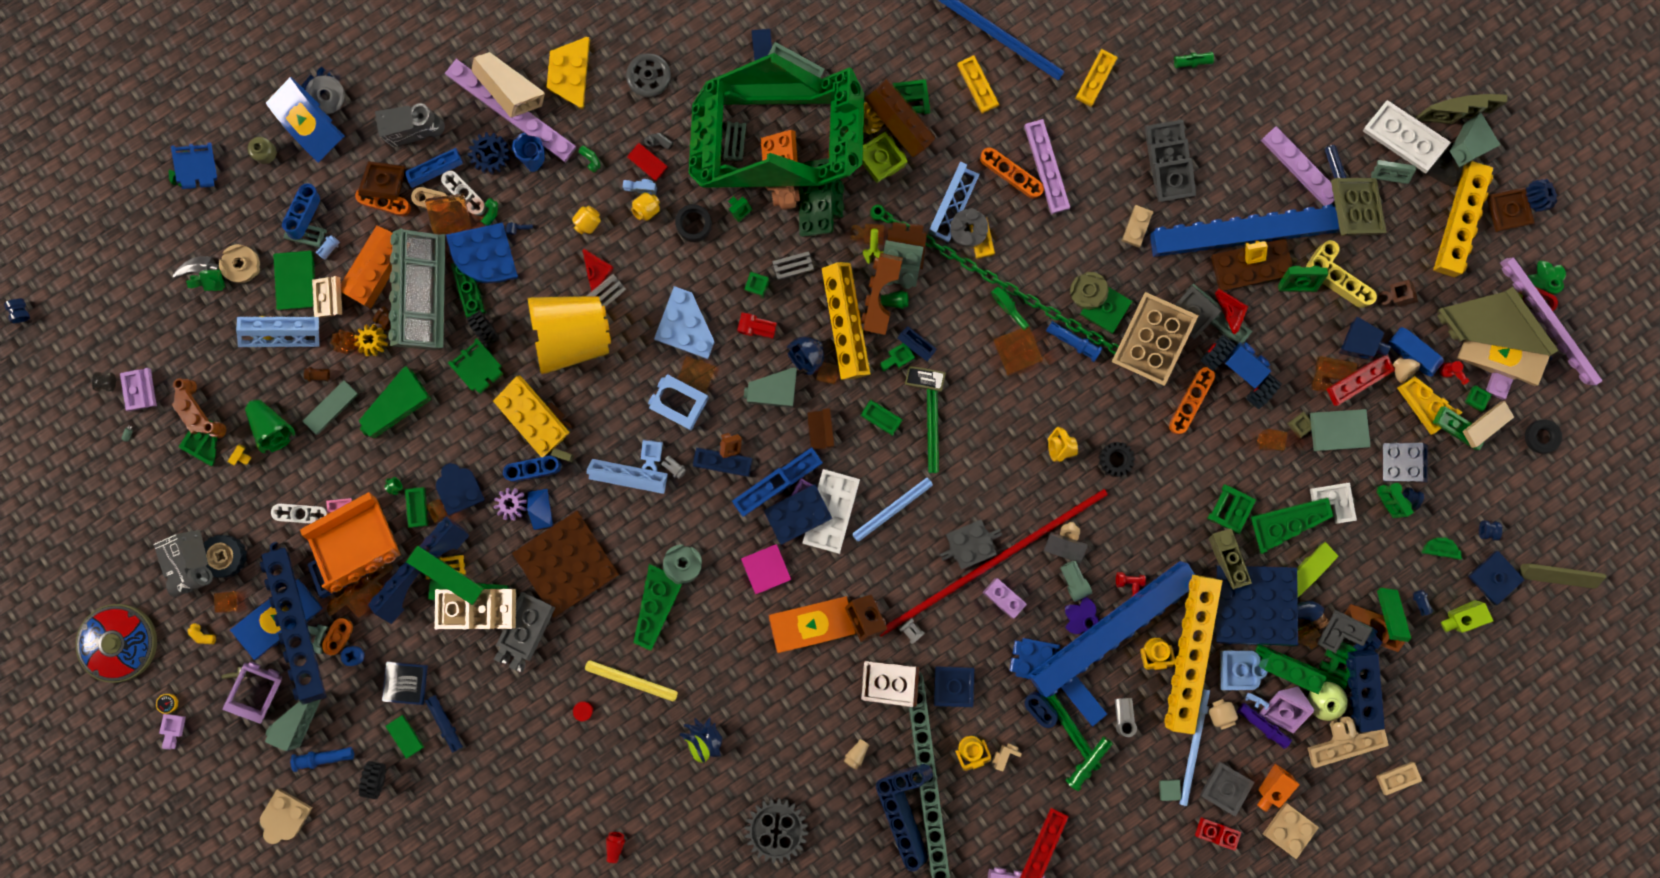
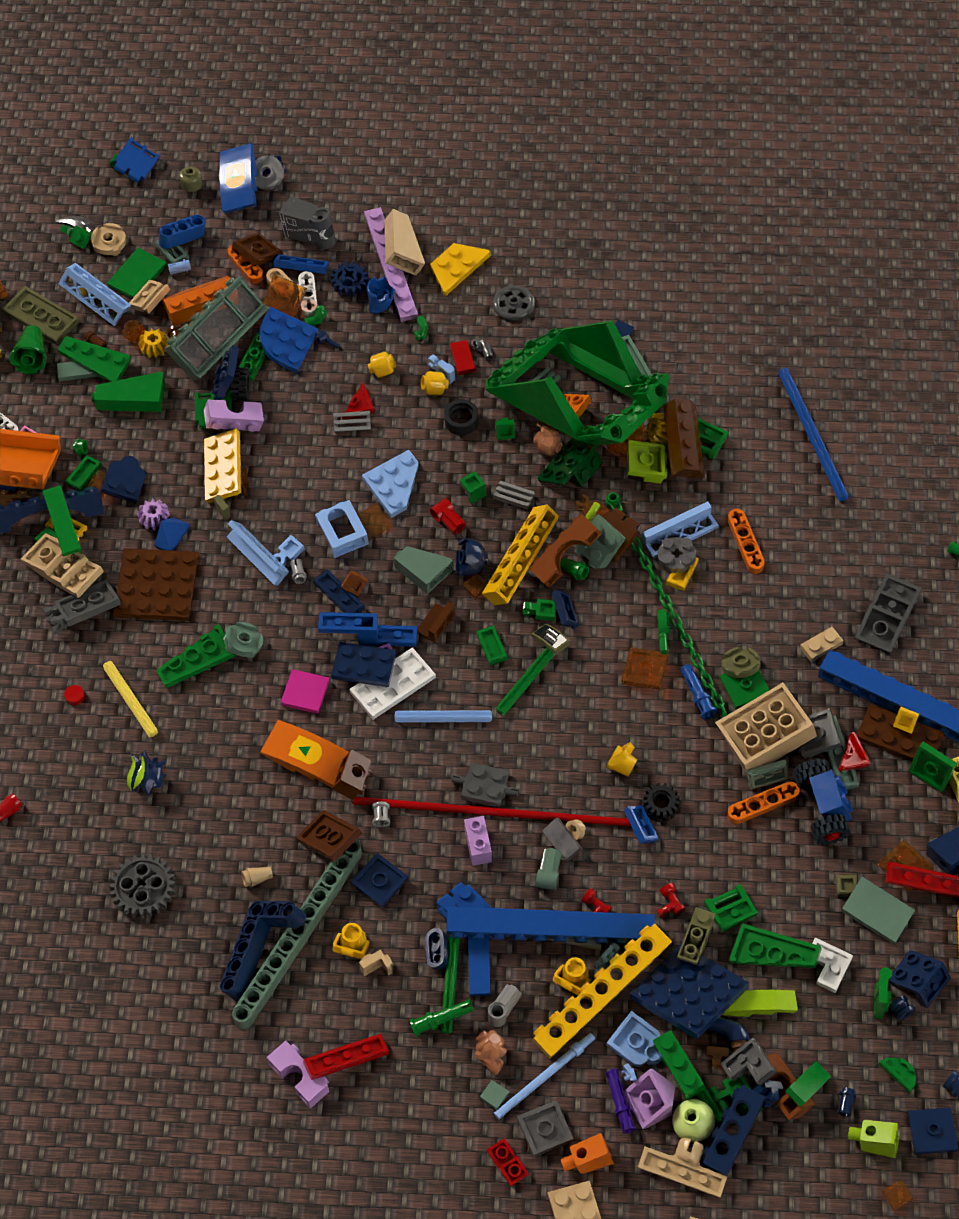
camera: 45 degrees right, 25 degrees down
(244, 382) = (34, 309): none -> olive tile
(338, 392) = (94, 358): none -> green wing
(465, 332) = (225, 373): none -> dark blue plate
(492, 376) = (220, 417): none -> lavender arch
(522, 468) = (185, 495): blue beam -> none
(568, 330) = (299, 418): yellow cone -> none
(978, 84) = (769, 464): yellow tile -> none
(1047, 166) = (778, 553): lavender plate -> none
(1079, 615) = (531, 900): dark purple plate -> none
(1096, 77) = (873, 518): yellow tile -> none
(1113, 490) = (641, 824): none -> blue tile
(1144, 760) = (490, 1050): none -> nougat head
(1176, 529) = (675, 905): none -> red piece
(1180, 375) = (767, 771): none -> sand green tile
(1181, 624) = (606, 956): none -> clear light blue tile
(1223, 714) = (590, 1063): tan head -> none
(1272, 439) = (808, 873): clear orange bracket -> none
(1505, 646) = (897, 1195): none -> clear orange tile

